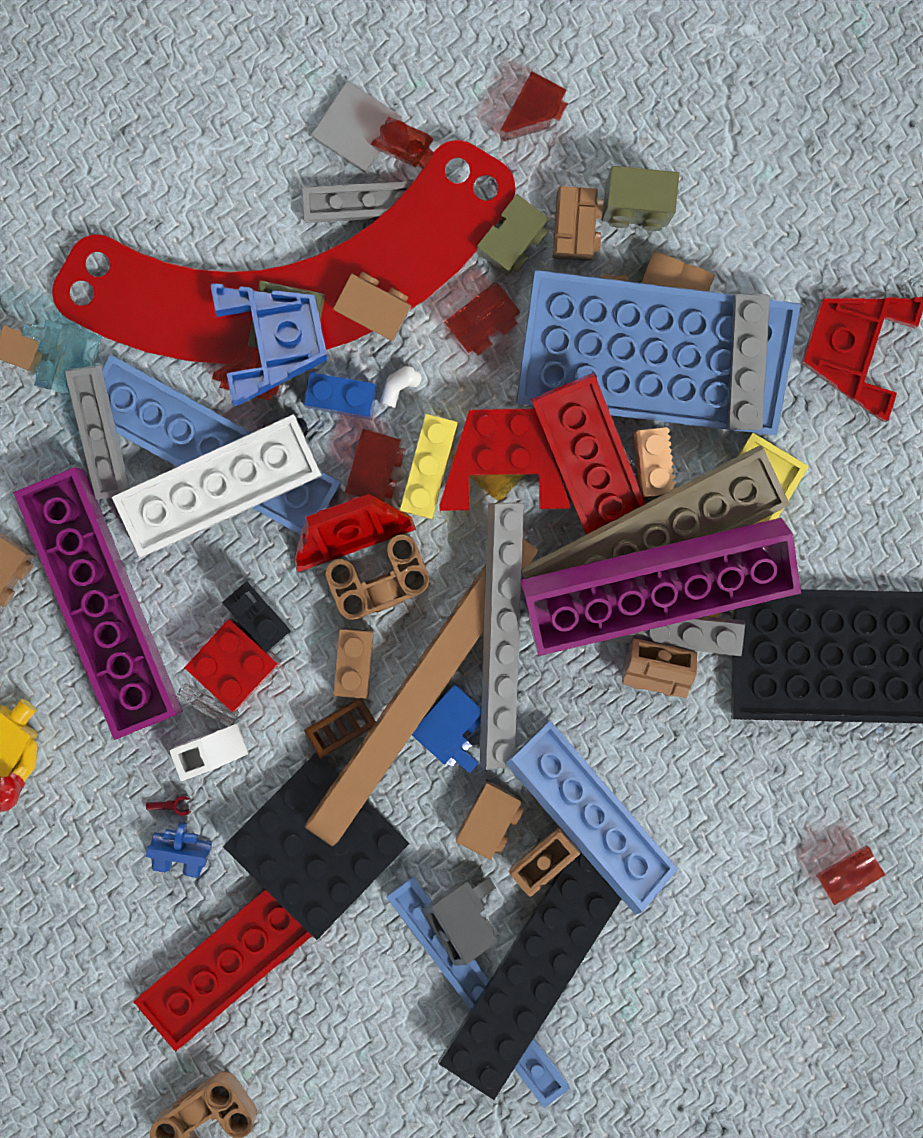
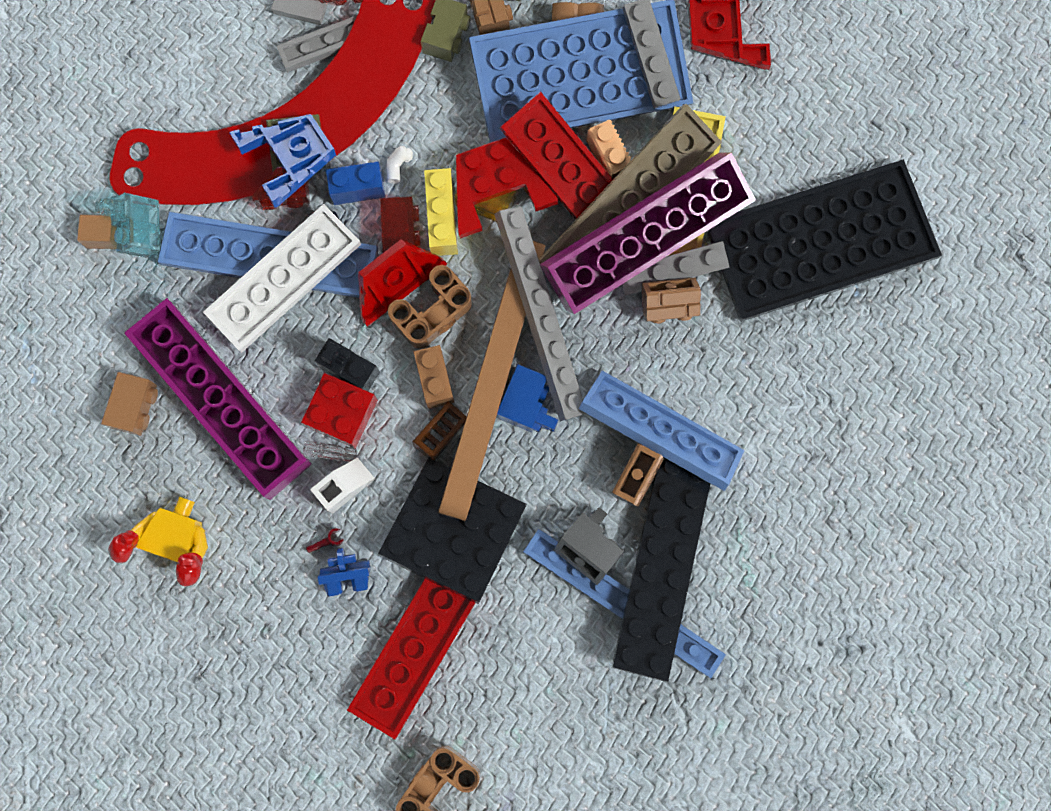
camera: 20 degrees left, 10 degrees down
(97, 431) = (176, 268): light grey plate -> none
(373, 307) = (358, 110): medium nougat brick -> none
(482, 320) = (444, 94): clear red brick -> none
(489, 820) = (582, 462): medium nougat brick -> none
(850, 875) = (878, 405): clear red hips -> none

